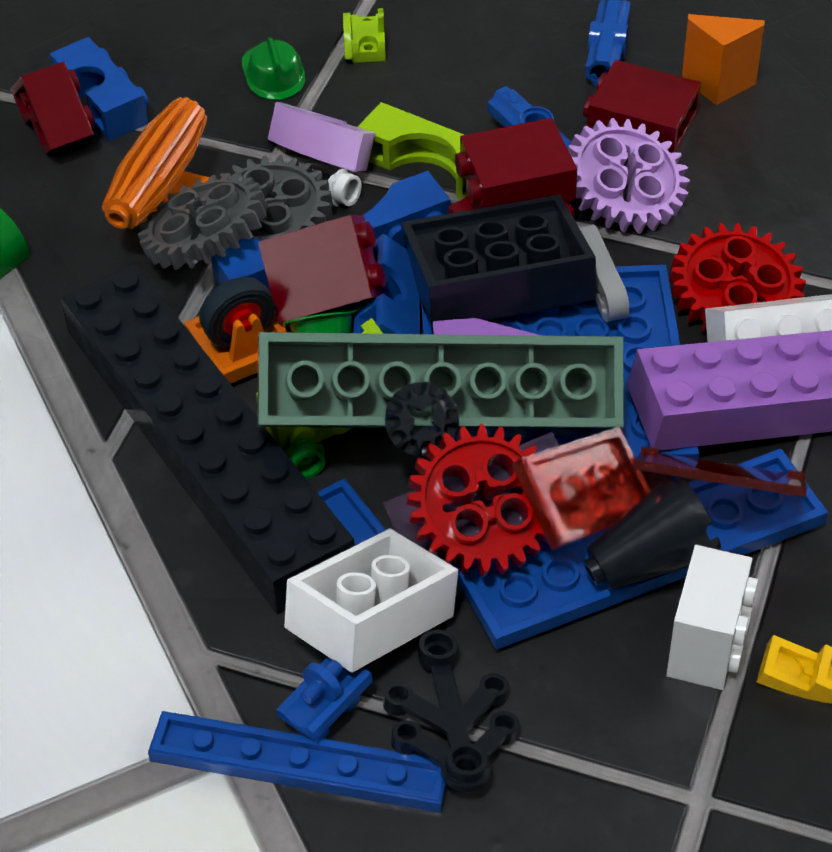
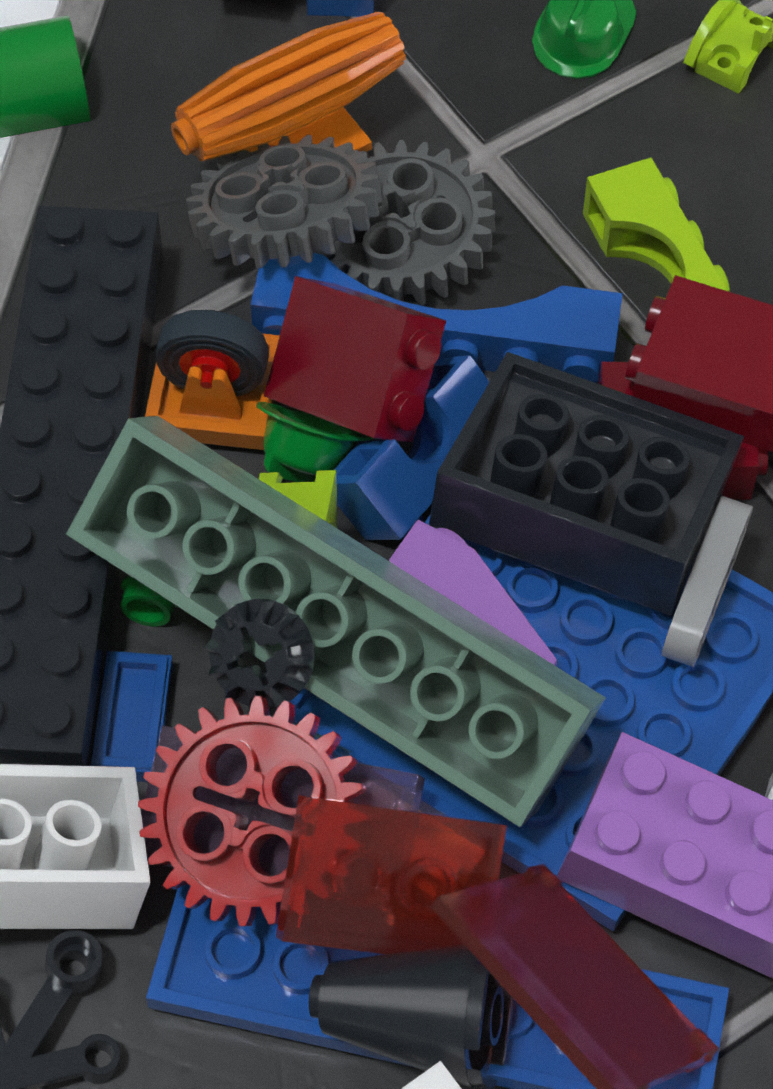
camera: 35 degrees right, 10 degrees up
(321, 137) = (543, 166): lavender slope -> none
(344, 187) = (516, 251): white plate -> none

